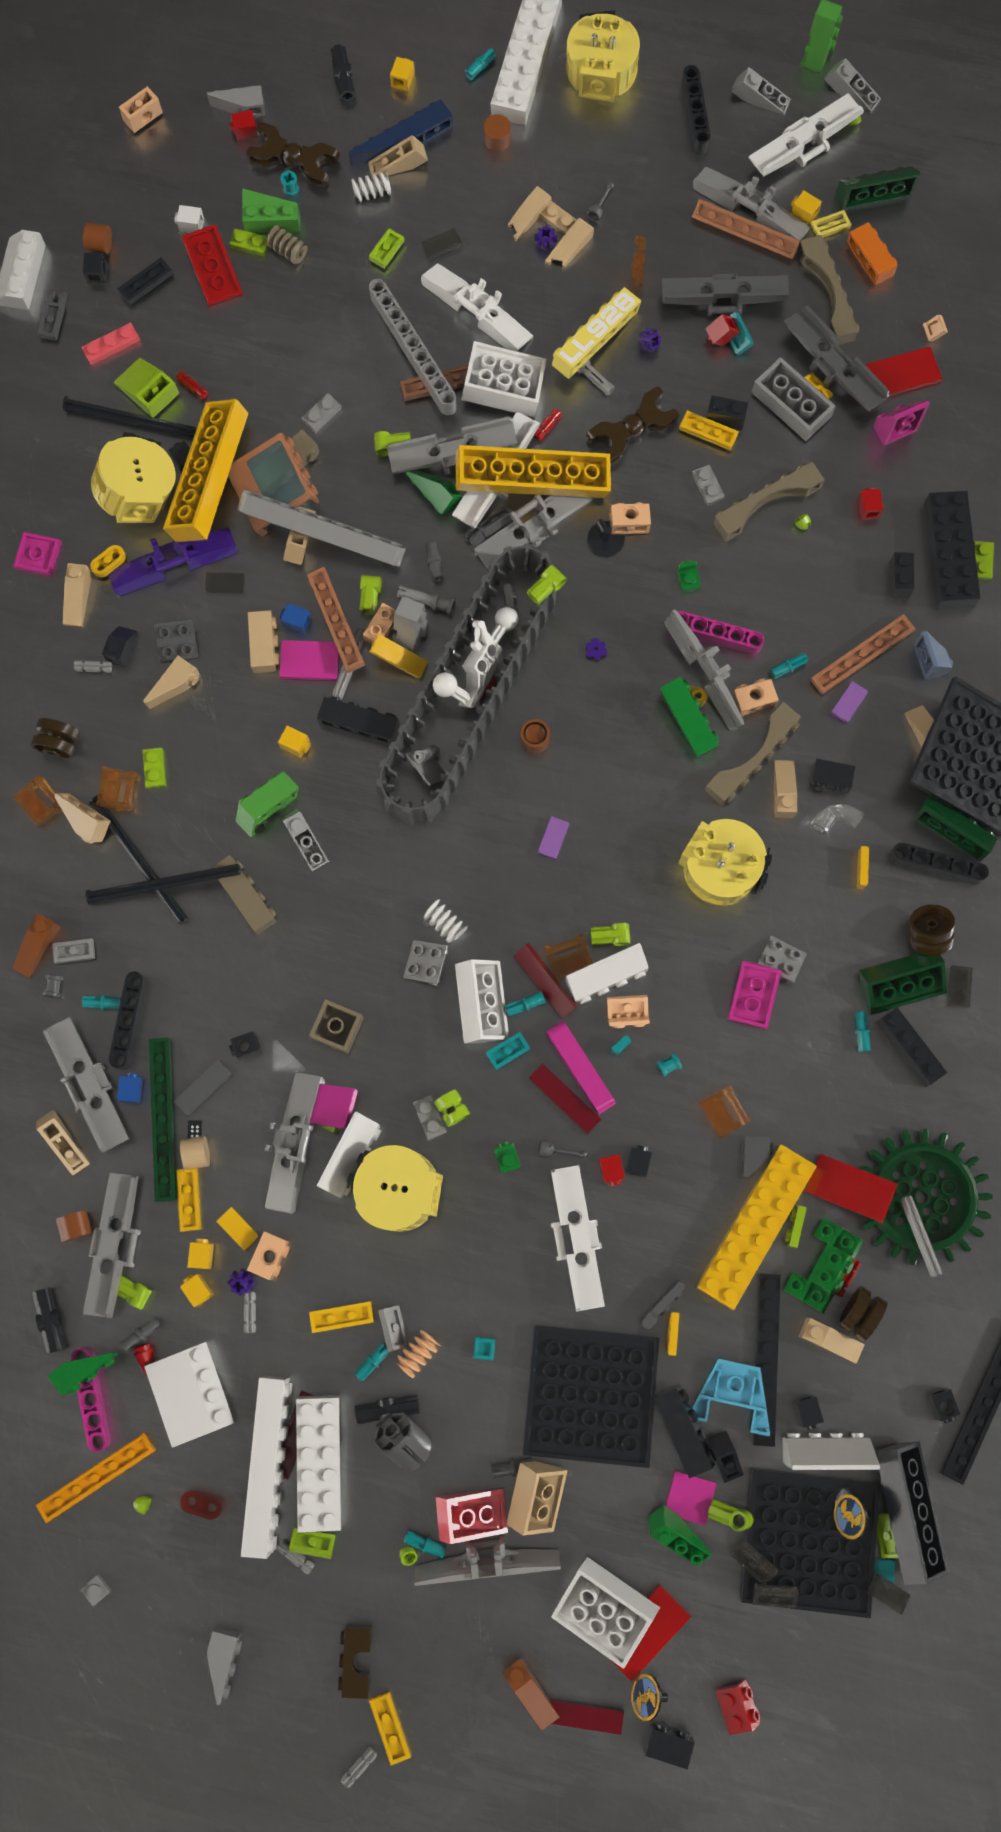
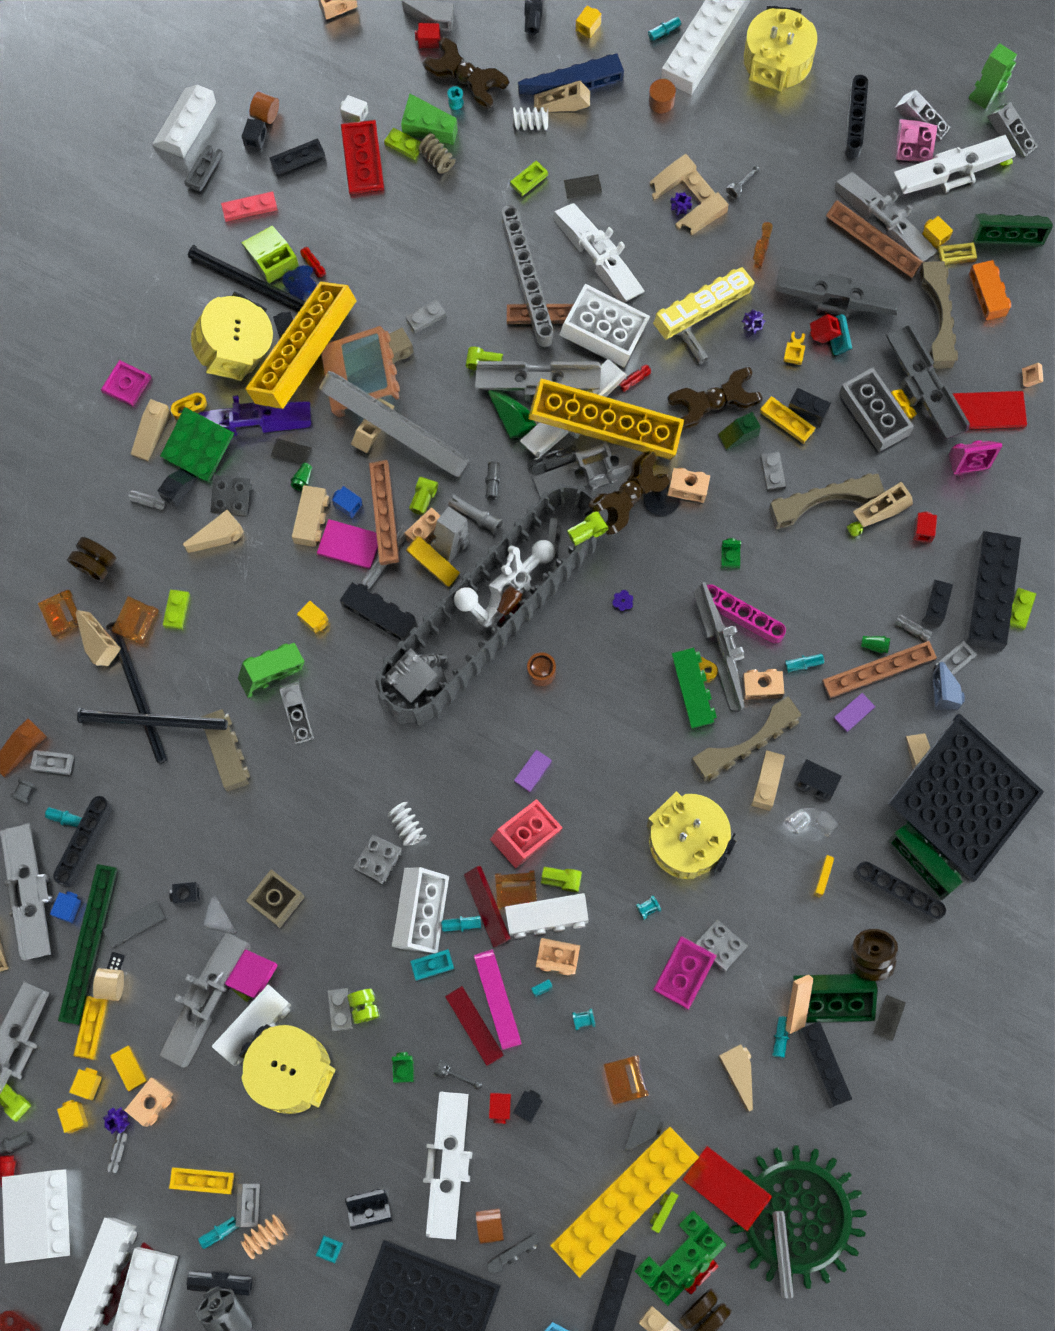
camera: 15 degrees right, 5 degrees down
(128, 597) = (197, 444): none -> green plate
(187, 407) = (302, 281): none -> clear blue plate
(242, 605) = (301, 477): none -> green cone
(410, 774) = (410, 675): none -> light grey hinge
(487, 675) = (509, 600): none -> reddish brown cone
(511, 1300) = (368, 1209): none -> black bracket
(563, 900) = (525, 833): none -> coral slope
(583, 526) = (639, 482): none -> dark brown piece
(633, 1284) = (489, 1226): none -> dark orange piece
(665, 453) = (740, 431): none -> dark green slope
(672, 1333) = (514, 1285): yellow tile -> none
(697, 359) = (794, 350): none -> yellow plate
(702, 941) = (648, 907): none -> teal bush
(760, 120) = (915, 140): none -> bright pink slope
(827, 491) = (885, 505): none -> tan slope
(831, 1074) = (738, 1069): none -> tan slope
(853, 629) = (876, 643): none -> green cone
(873, 995) = (799, 1004): none -> light nougat tile
(884, 605) = (913, 628): none -> light grey axle
(935, 623) = (958, 657): none -> light grey plate

